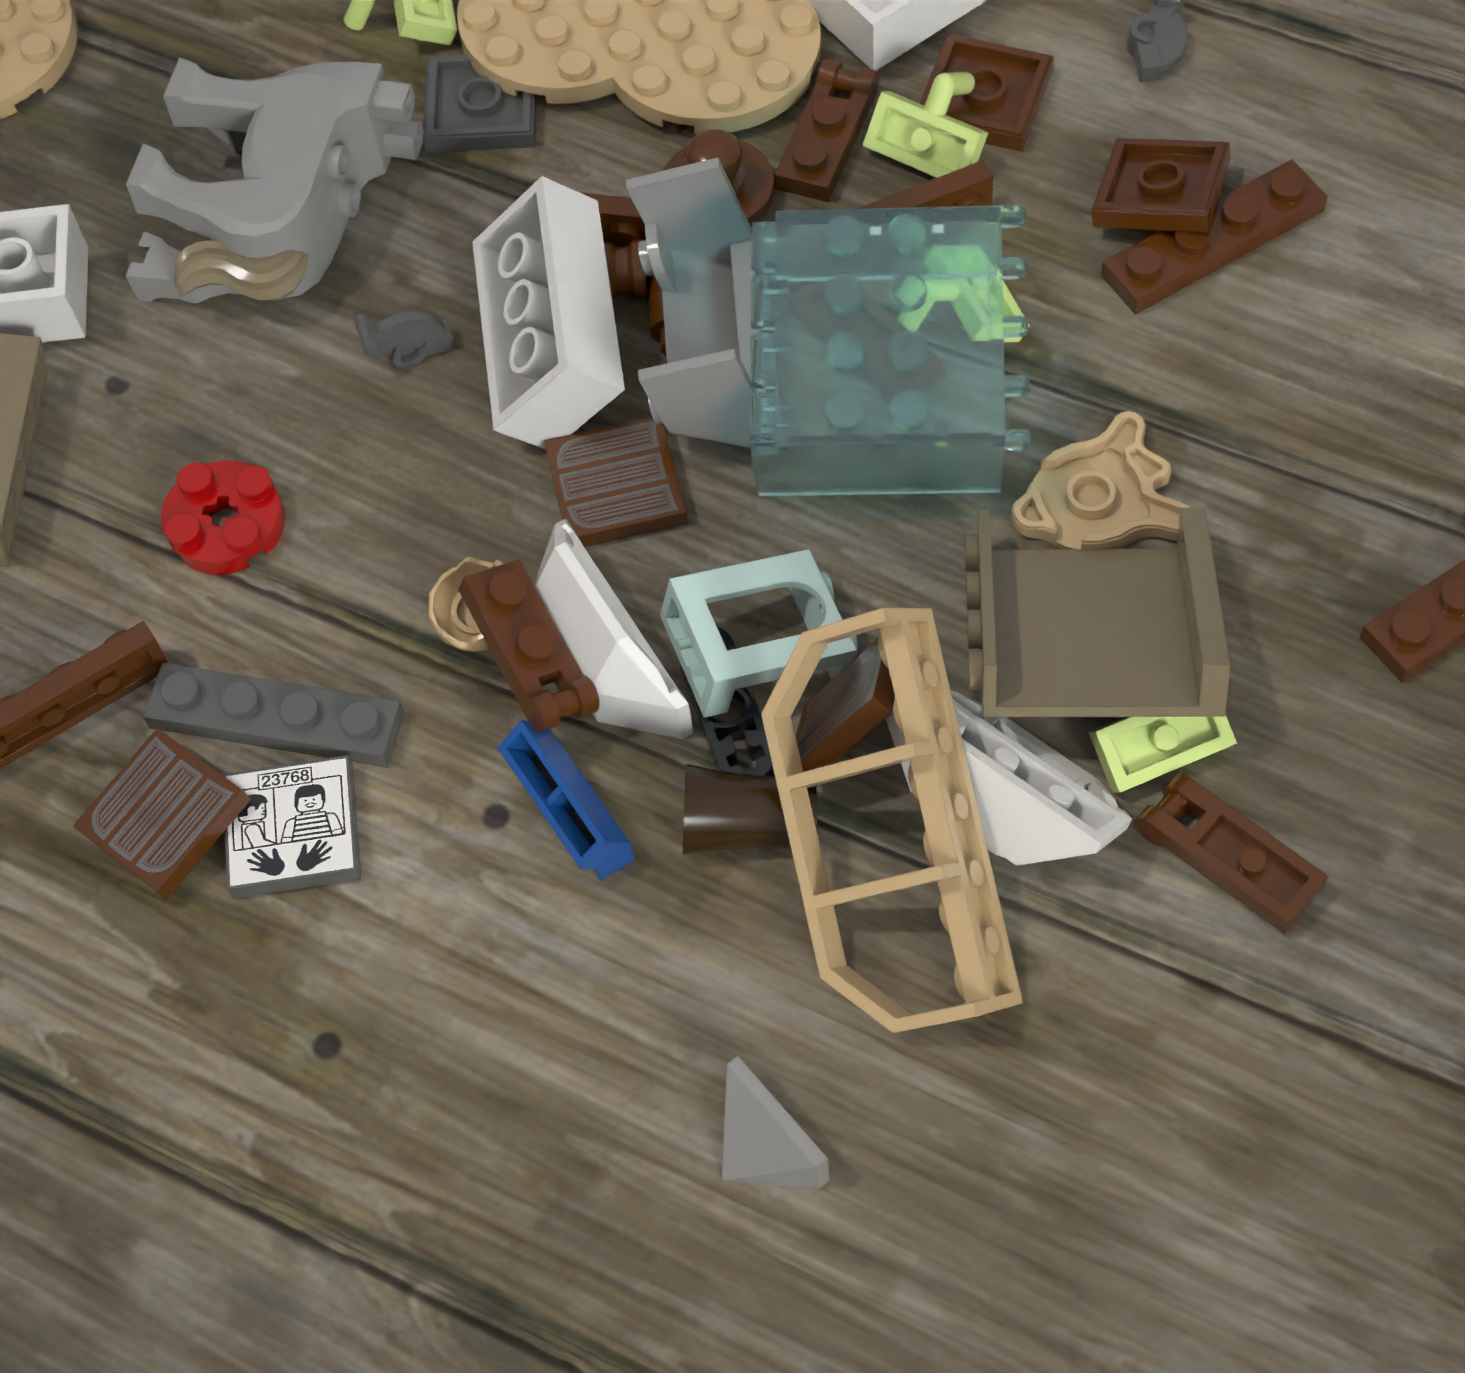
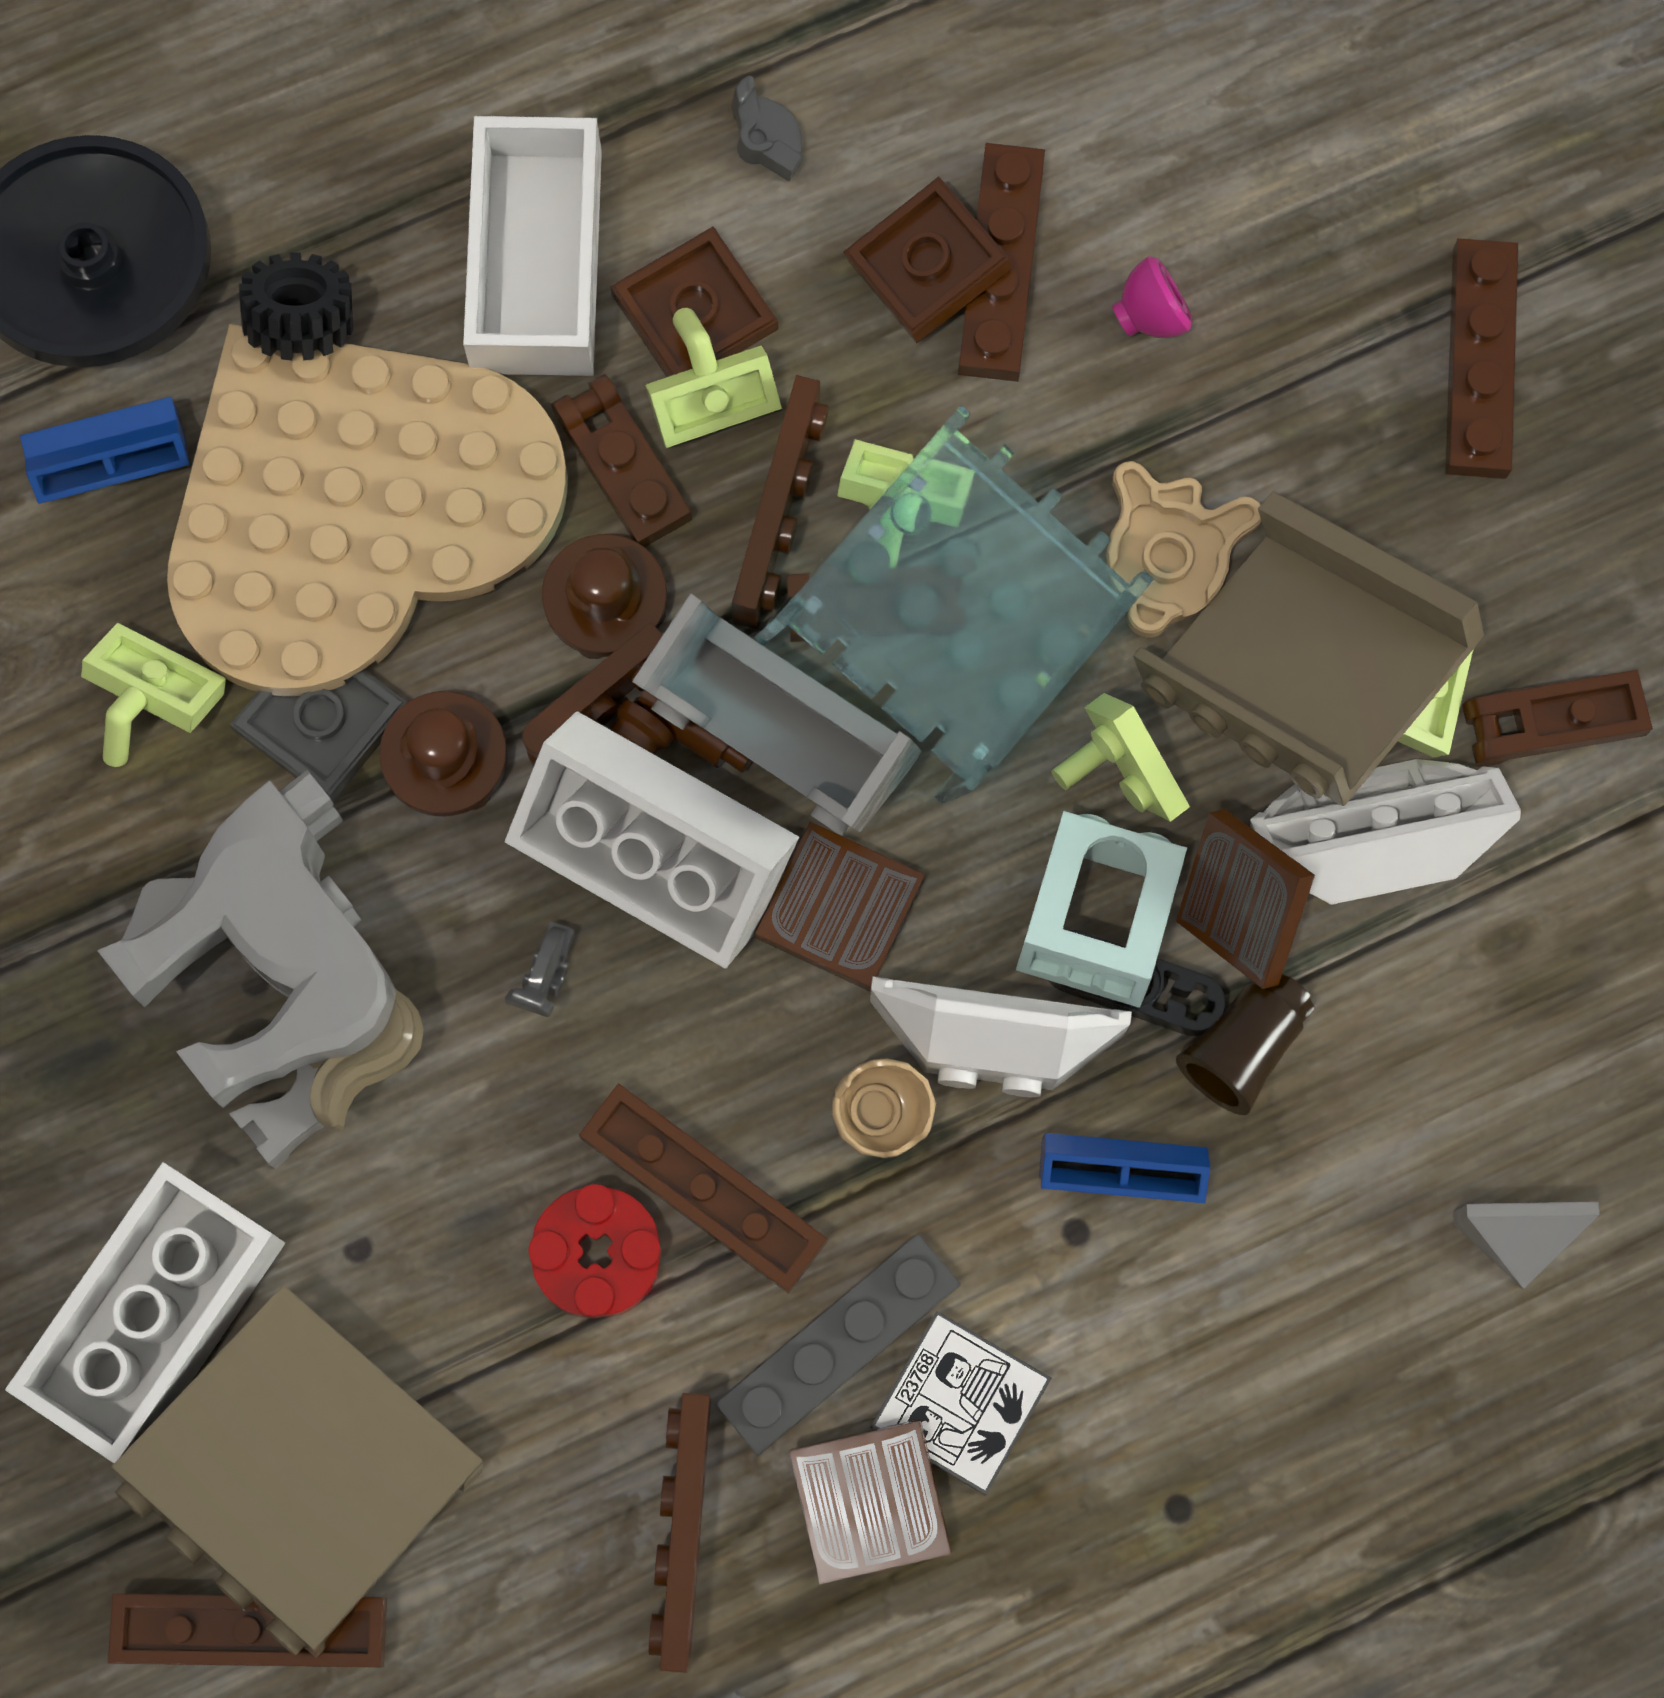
camera: 60 degrees left, 15 degrees up
(321, 545) = (703, 1188): none -> reddish brown plate
(506, 166) = (443, 754): none -> reddish brown plate
(527, 645) = (983, 1097): reddish brown plate -> none
(891, 553) = (1125, 741): none -> yellowish green plate
(949, 809) = (1422, 909): tan plate -> none
(1282, 339) = (1152, 302): none -> dark pink brick

